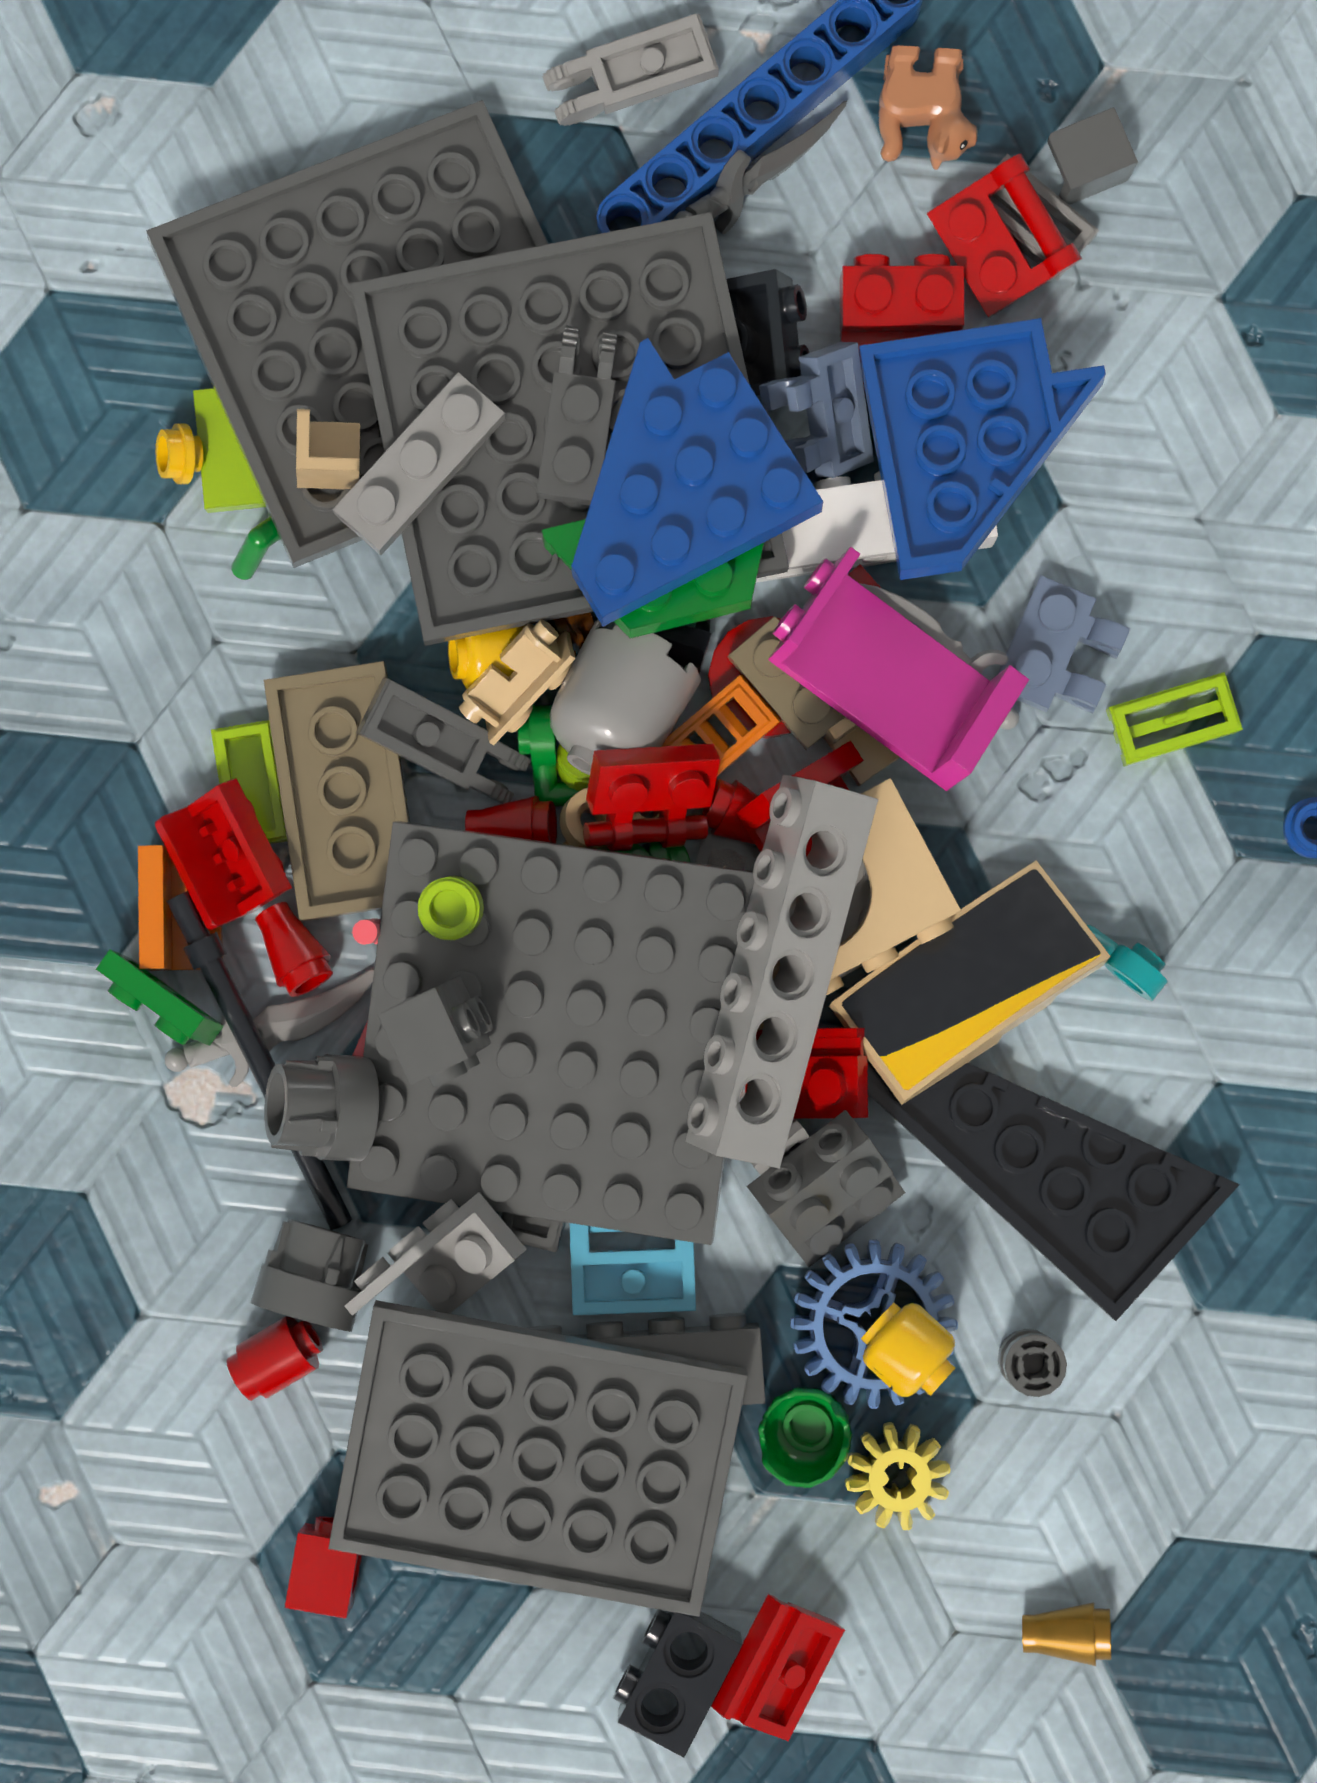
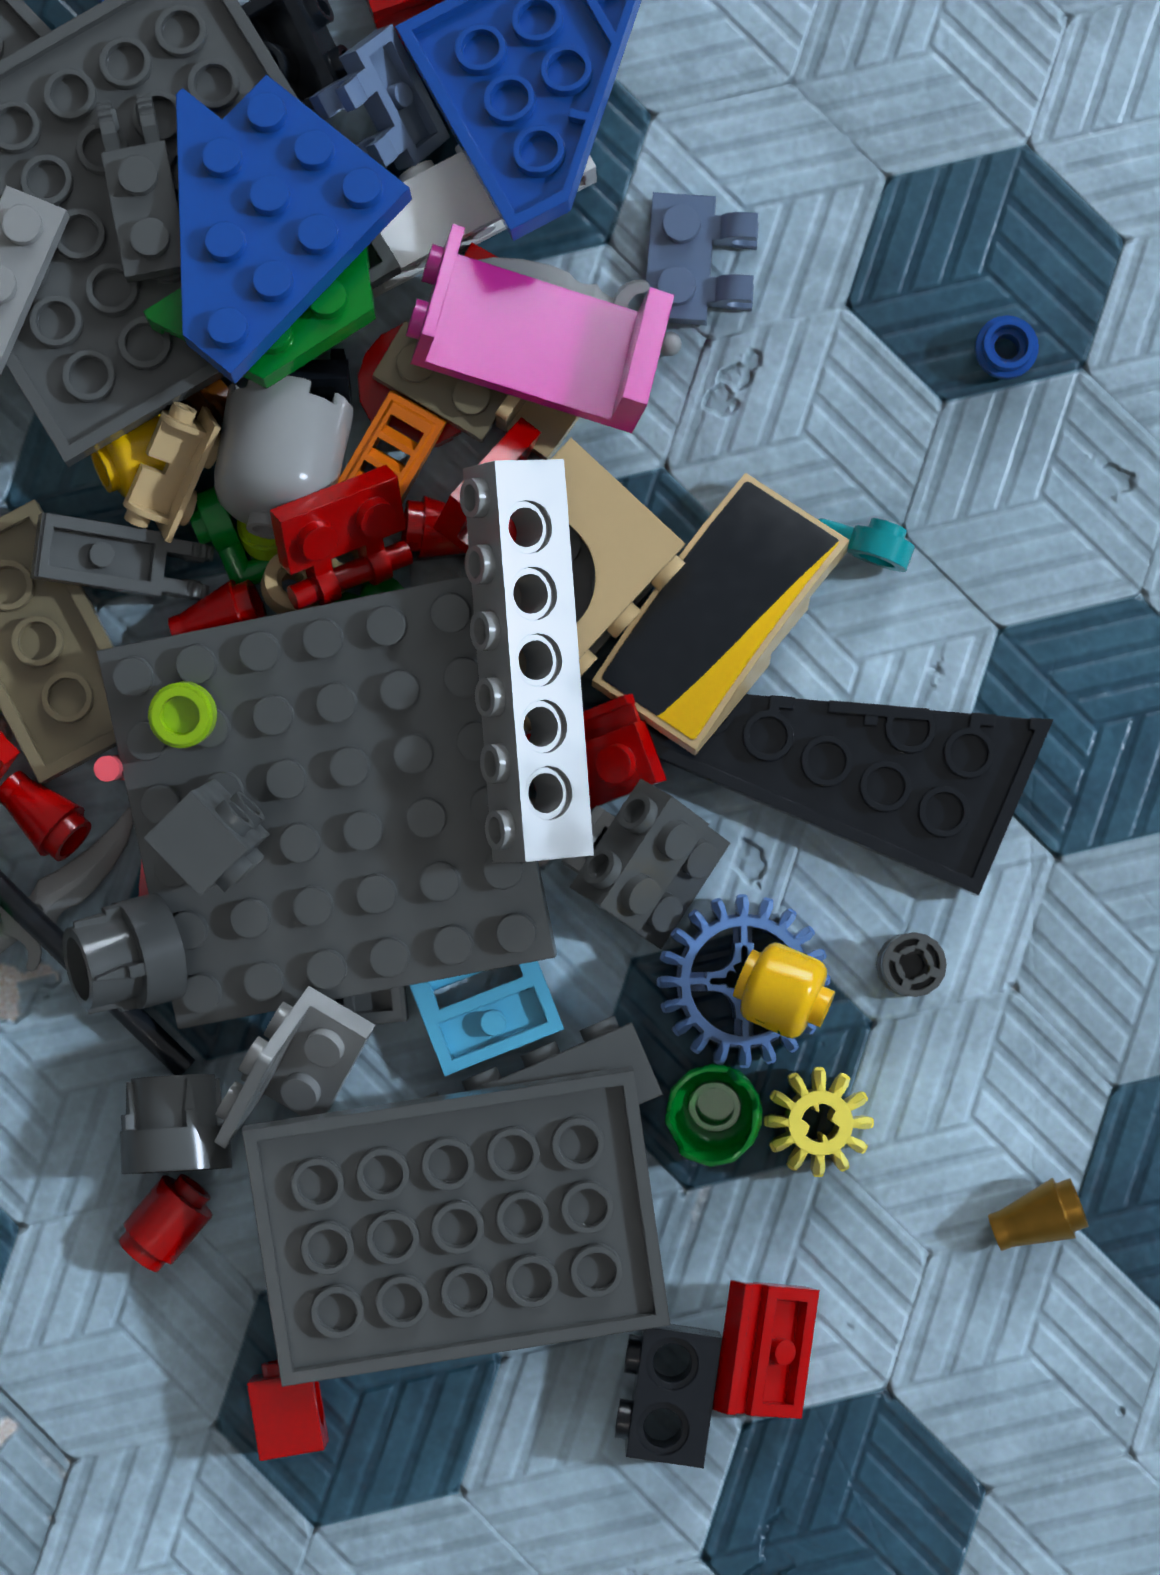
camera: 25 degrees left, 0 degrees up
(1125, 734) = (791, 321): lime tile -> none

